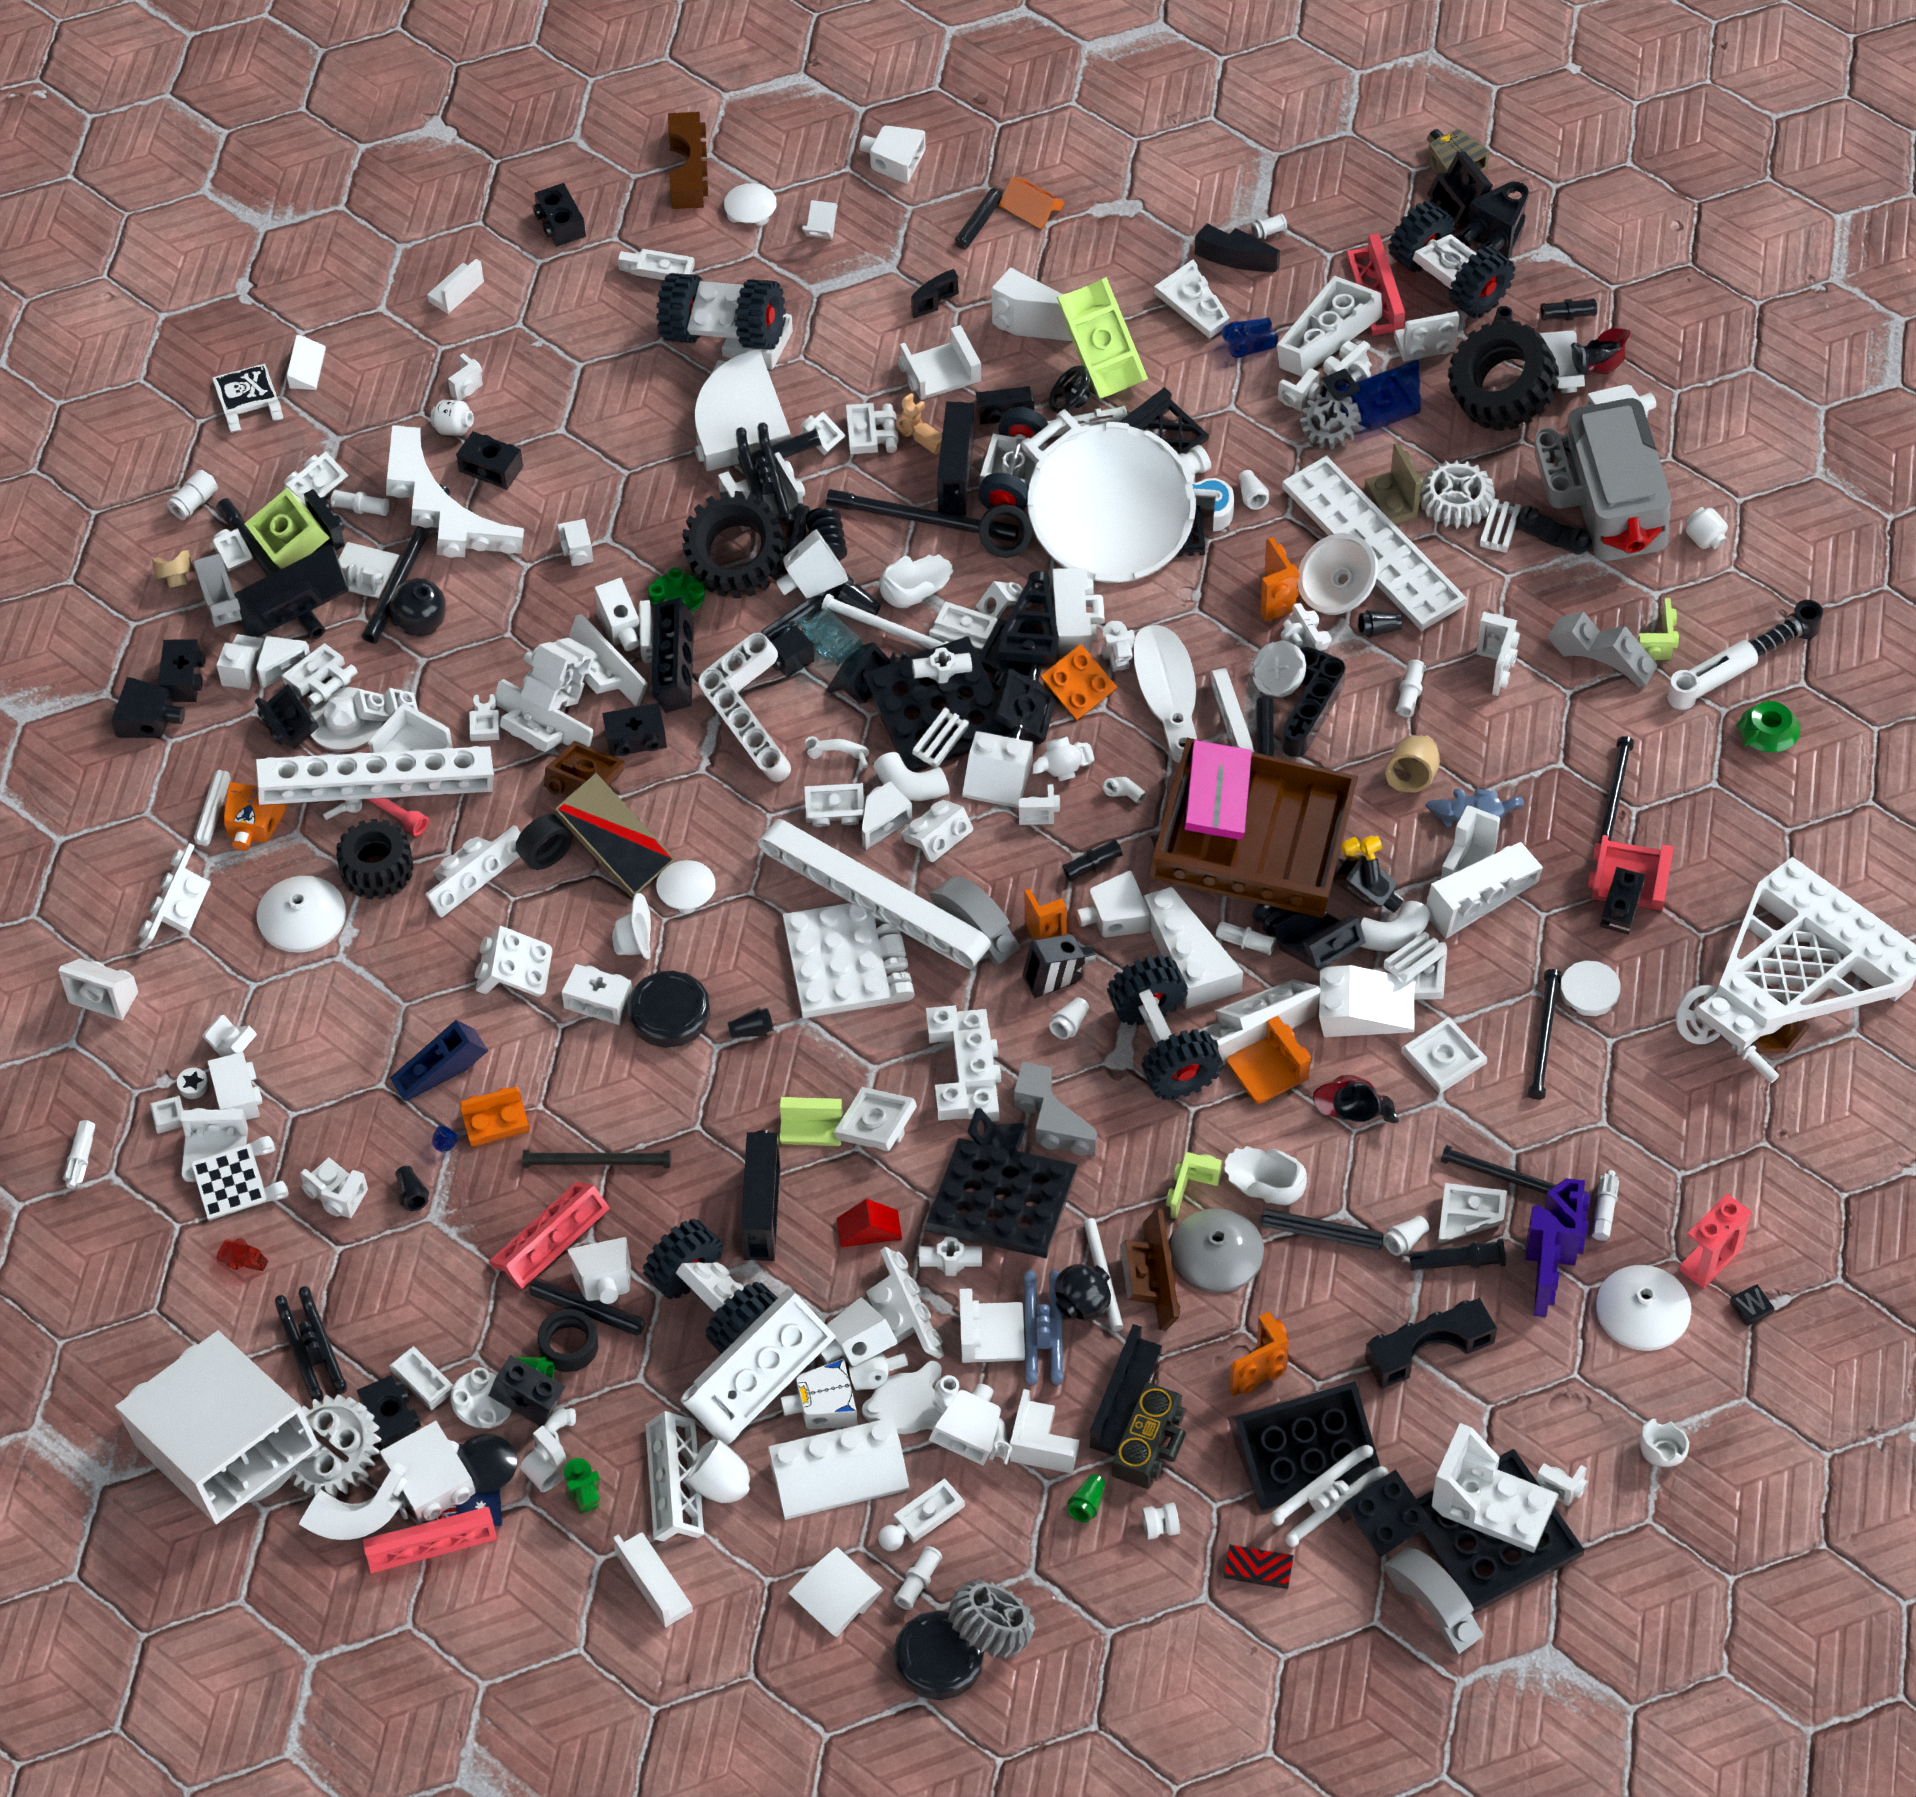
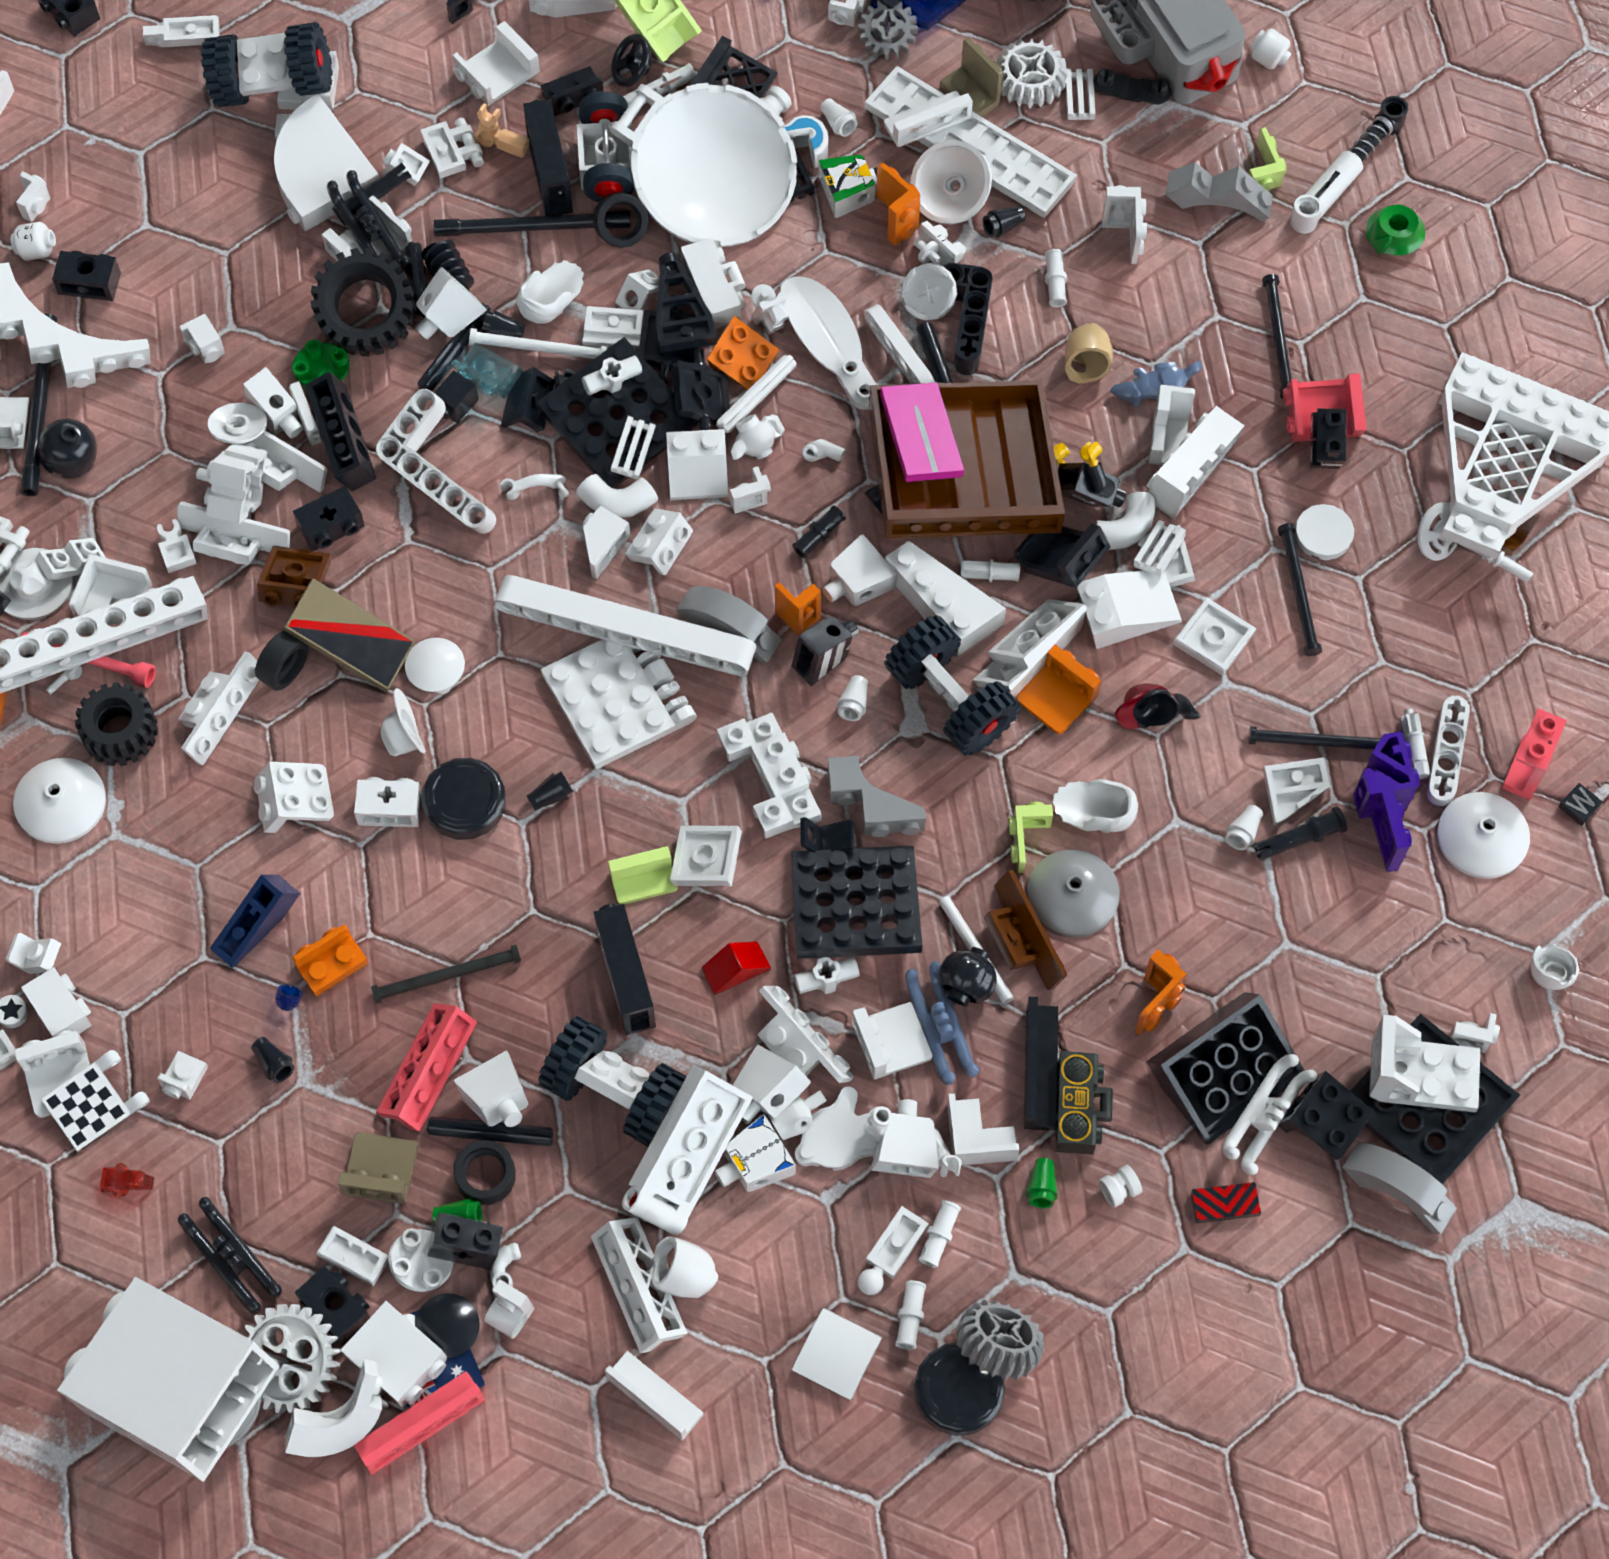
camera: 20 degrees left, 10 degrees up
(348, 1198) = (213, 1083): white bracket -> none
(473, 1310) = (379, 1168): none -> dark tan bracket
(578, 621) = (237, 423): none -> white dish
(582, 1484) = (554, 1322): green hips -> none
(834, 803) = (551, 542): white bracket -> none
(838, 1468) = (796, 1226): white slope -> none
(972, 1514) = (939, 1234): none -> white pin
(1078, 720) = (756, 393): none -> white axle
(1238, 551) = (847, 183): none -> torso
(1268, 916) = (1007, 544): black wheel -> none
(1322, 1229) = (1164, 843): black axle -> none
(1338, 510) = (929, 118): none -> white panel
(1464, 1327) = (1331, 905): black arch -> none
(1633, 1218) = (1446, 750): none -> white beam

